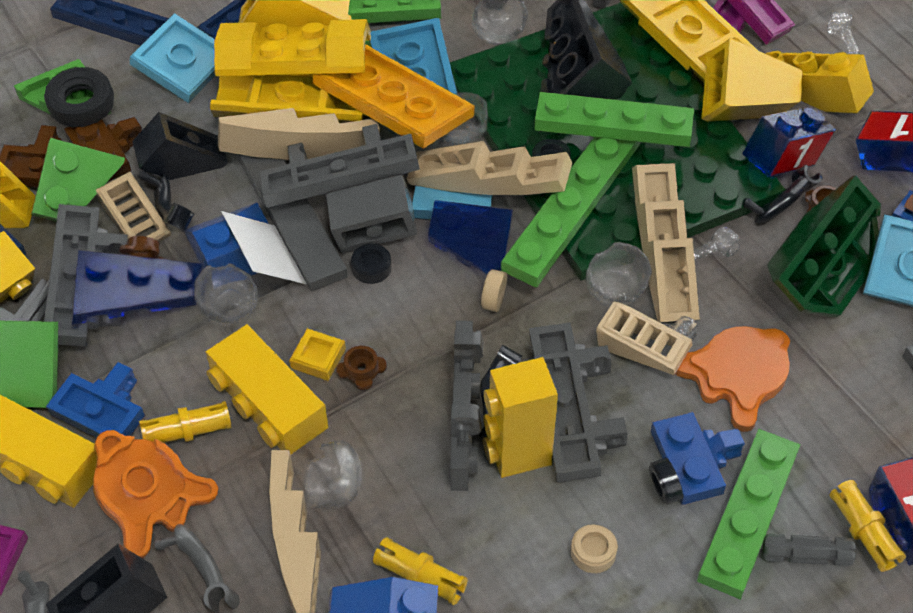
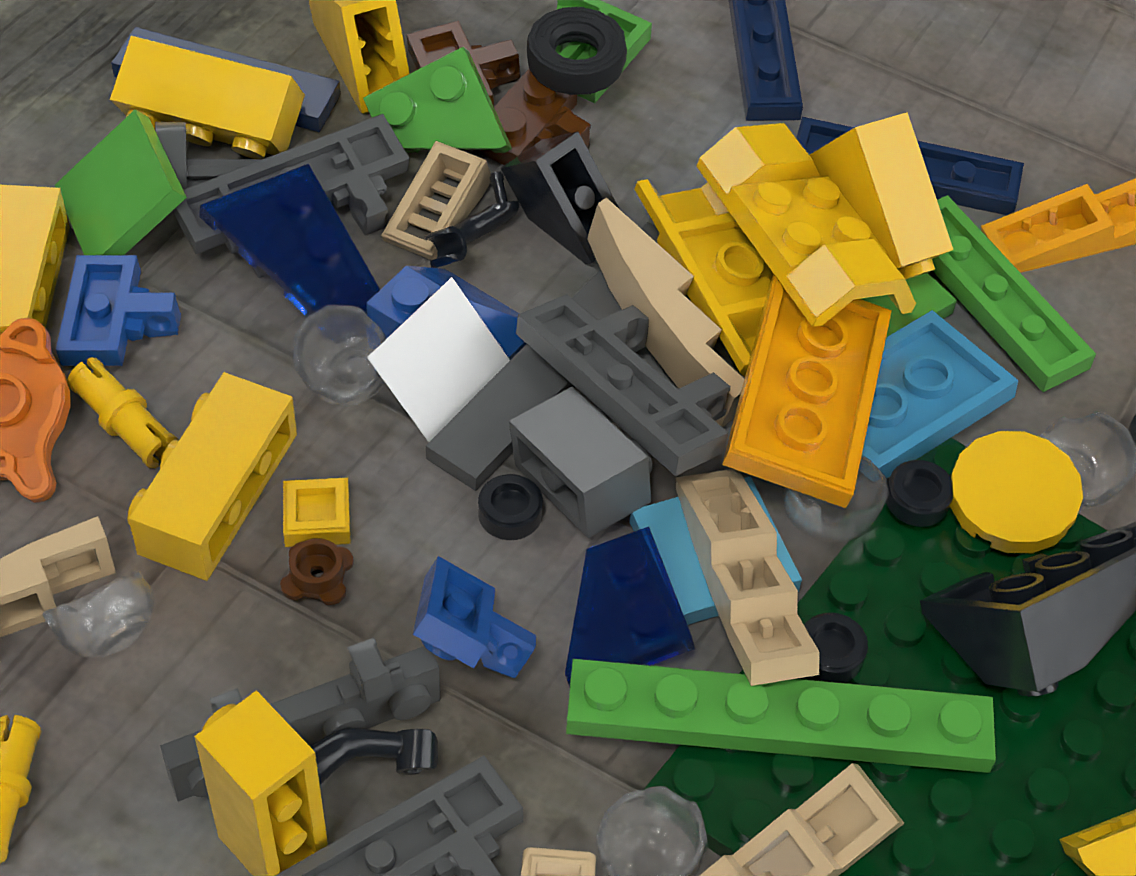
camera: 60 degrees right, 0 degrees up
(141, 247) = (370, 238): reddish brown plate -> none
(177, 58) = (720, 101): medium azure tile -> none
(450, 302) = (459, 622): none -> blue hinge
(482, 82) = (919, 493): none -> black tile
(494, 290) = (534, 680): tan tile -> none
(505, 47) = (1016, 491): none -> yellow tile
(614, 119) = (947, 702): bright green plate -> none

